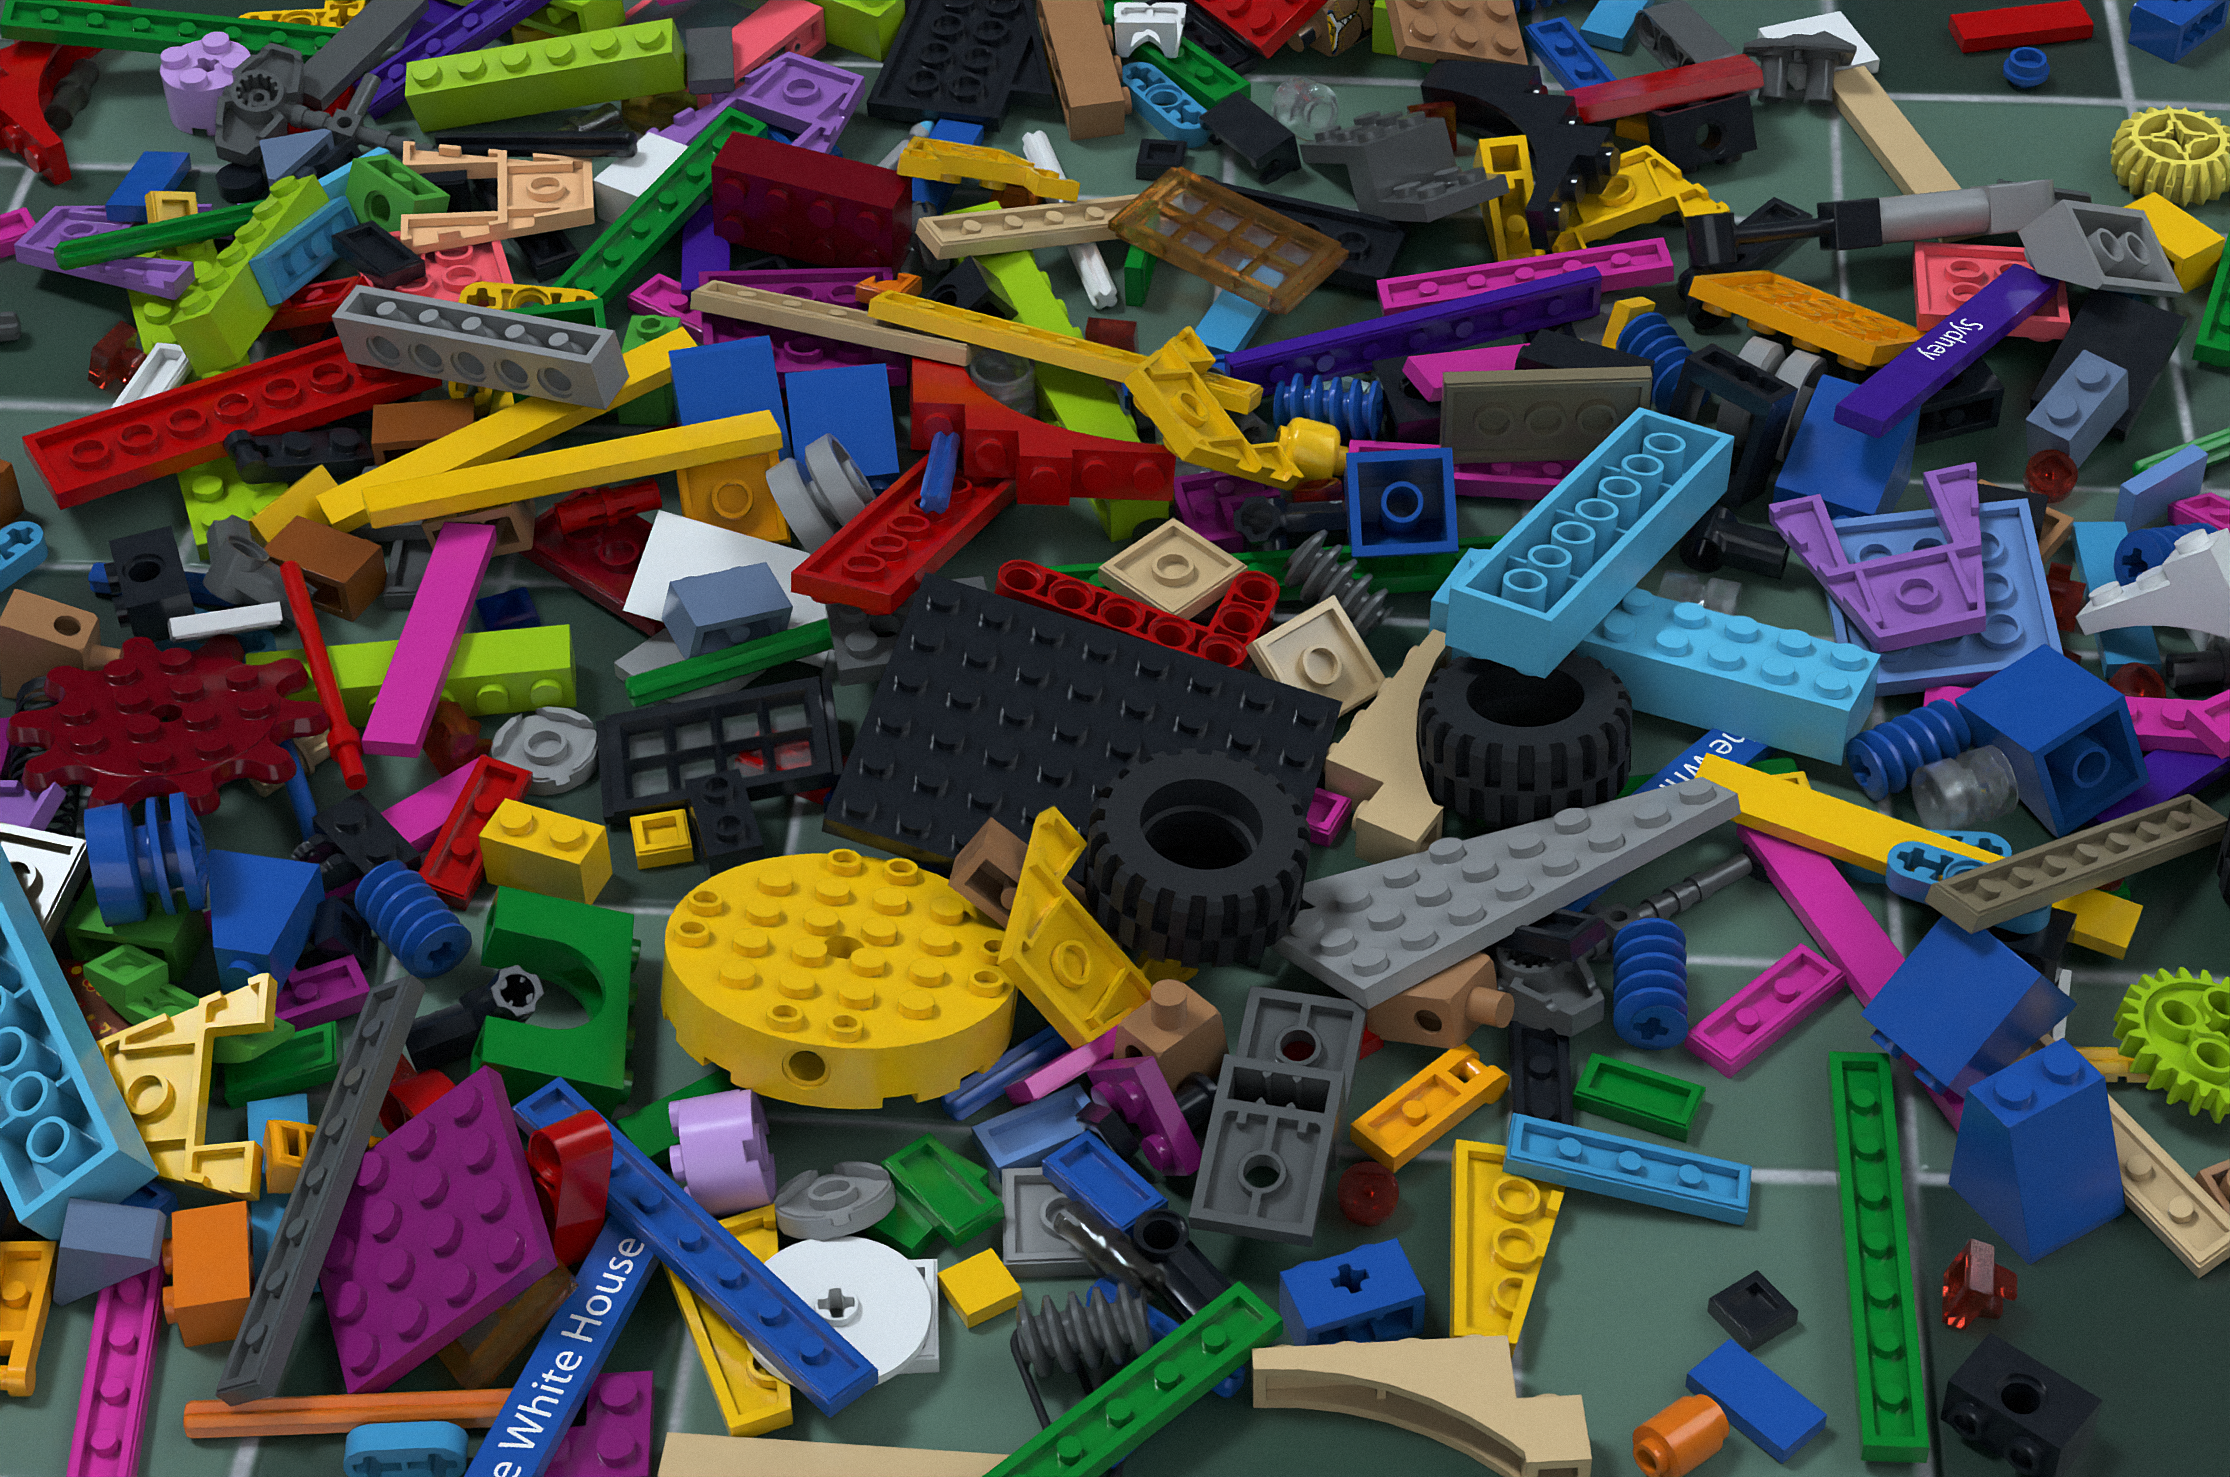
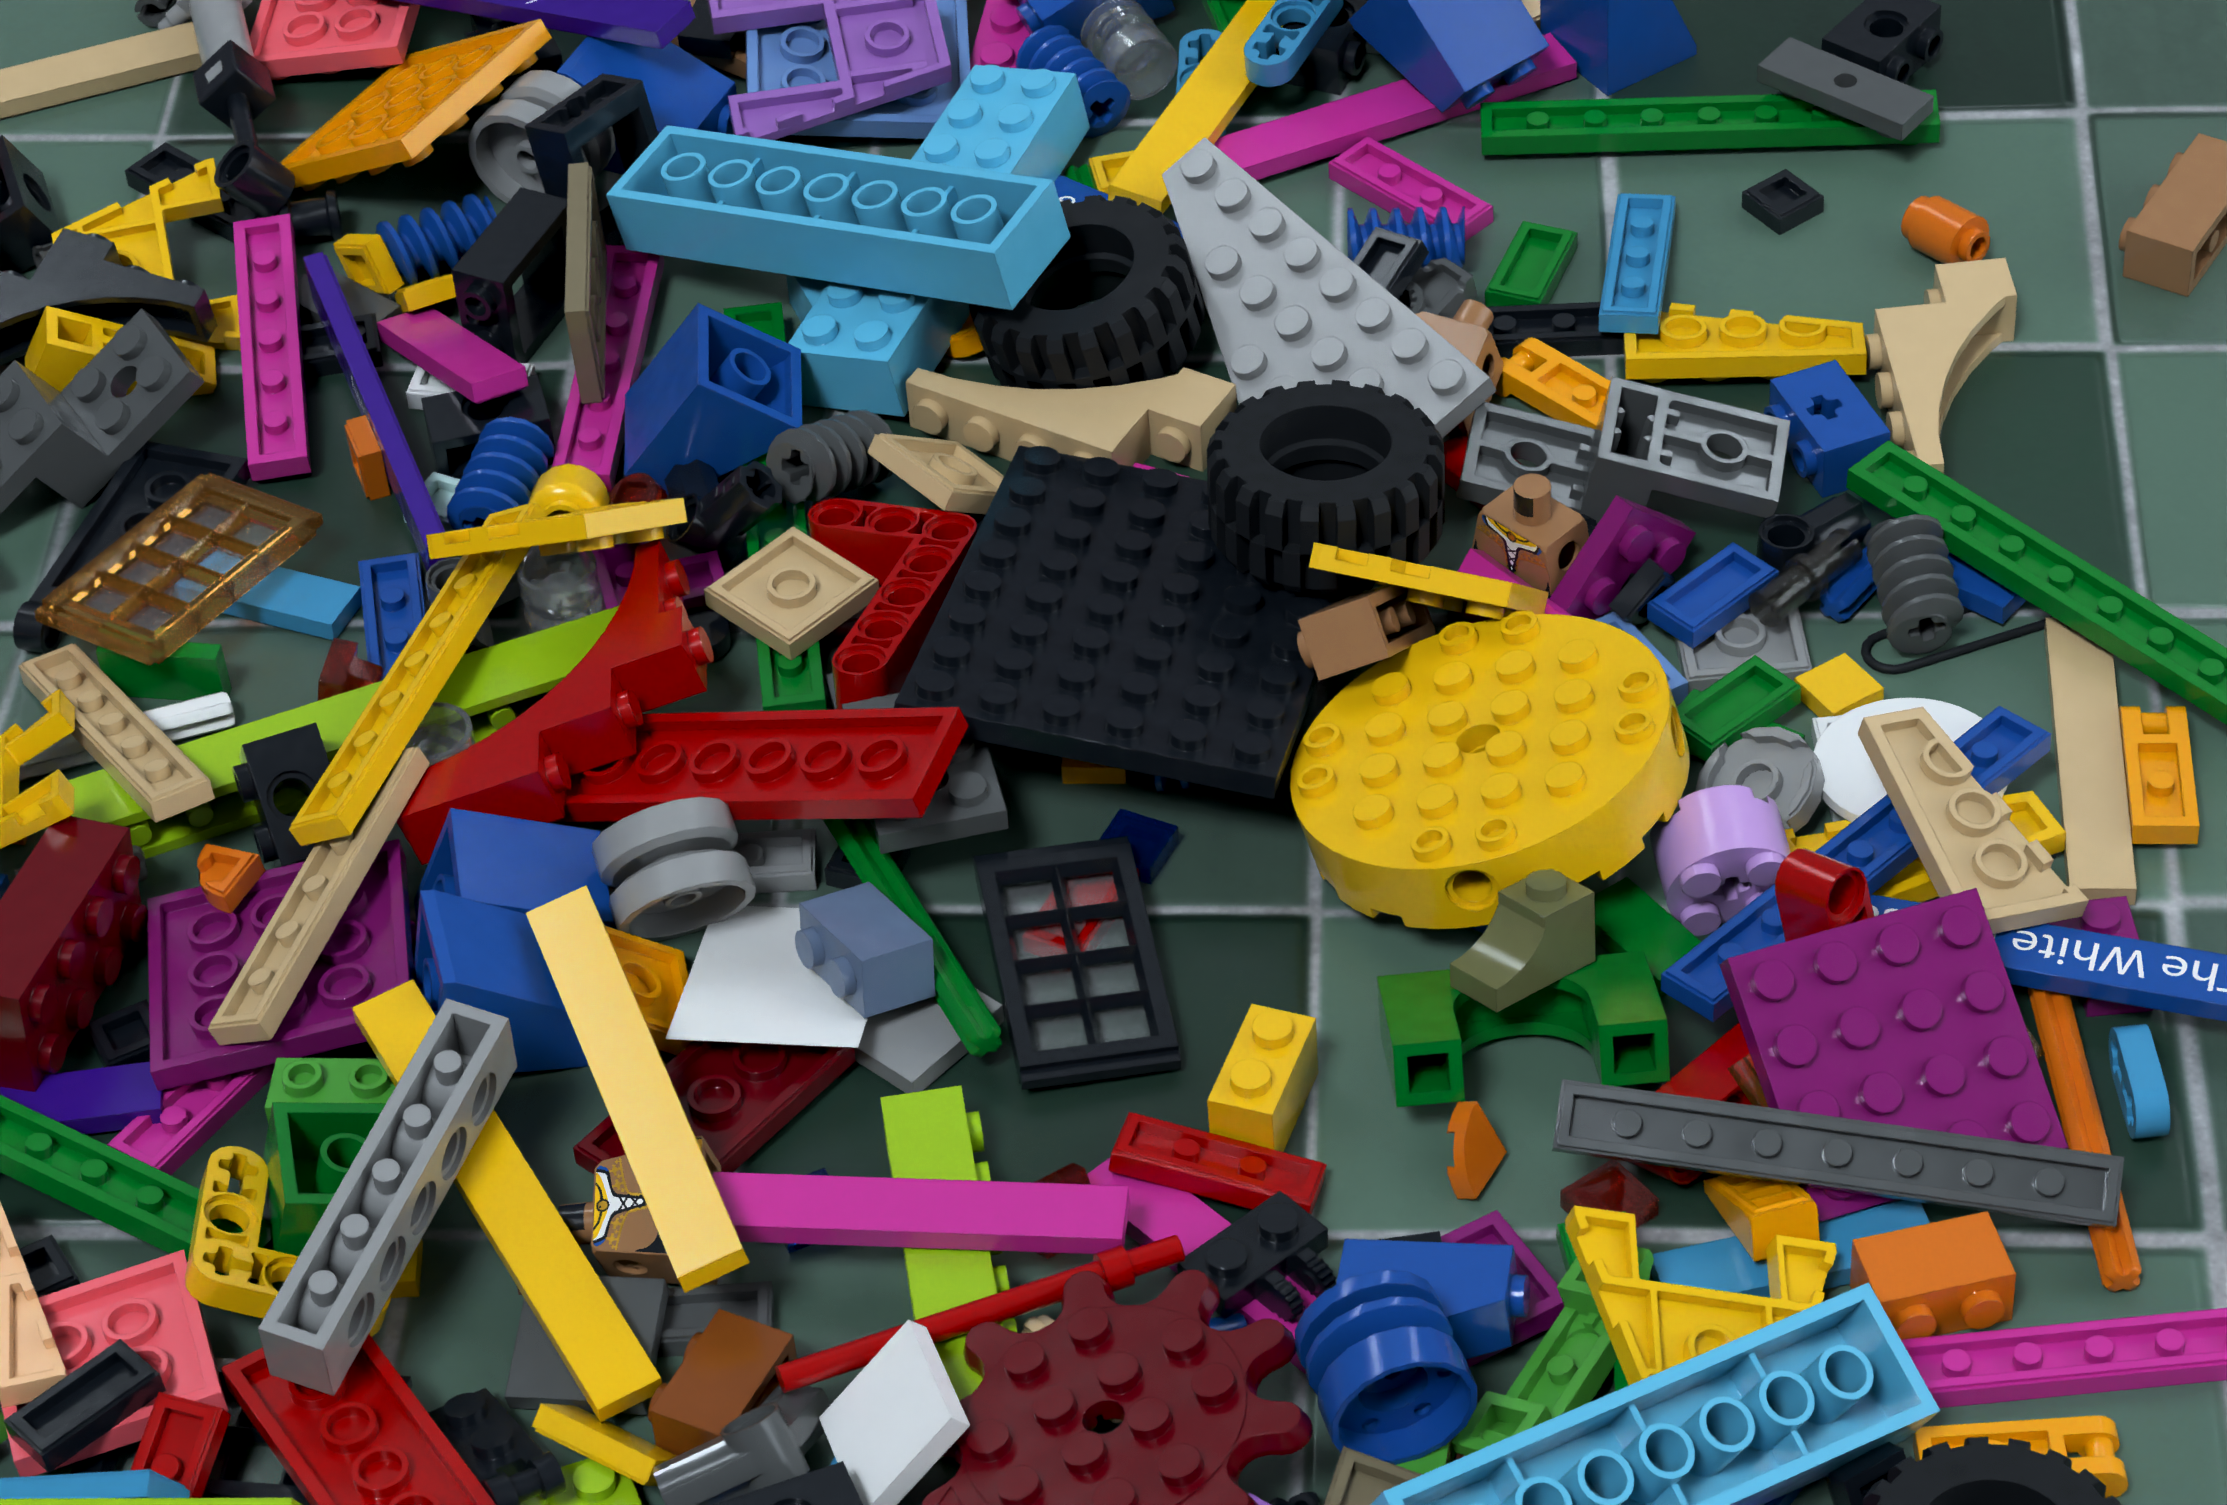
camera: 90 degrees left, 0 degrees up
(105, 1246) = (1942, 1354): sand blue slope -> none
(411, 425) = (457, 1327): dark orange brick -> none
(412, 920) = (1386, 1183): blue piece -> none
(449, 981) = (1475, 1150): none -> orange tile
(454, 1030) = (1530, 1085): black piece -> none
(554, 764) = (1052, 1129): light grey tile -> none
(611, 988) = (1533, 940): none -> olive arch
(661, 839) = (1205, 1011): yellow tile -> none
(671, 1303) = (1962, 828): none -> tan wing
(723, 822) = (1225, 931): black brick -> none
(940, 472) = (655, 752): blue axle -> none
(1757, 1400) = (1882, 198): blue tile -> none
(1893, 1343) = (1845, 89): none -> dark grey tile
(1976, 1286) = (1739, 64): clear red tile -> none

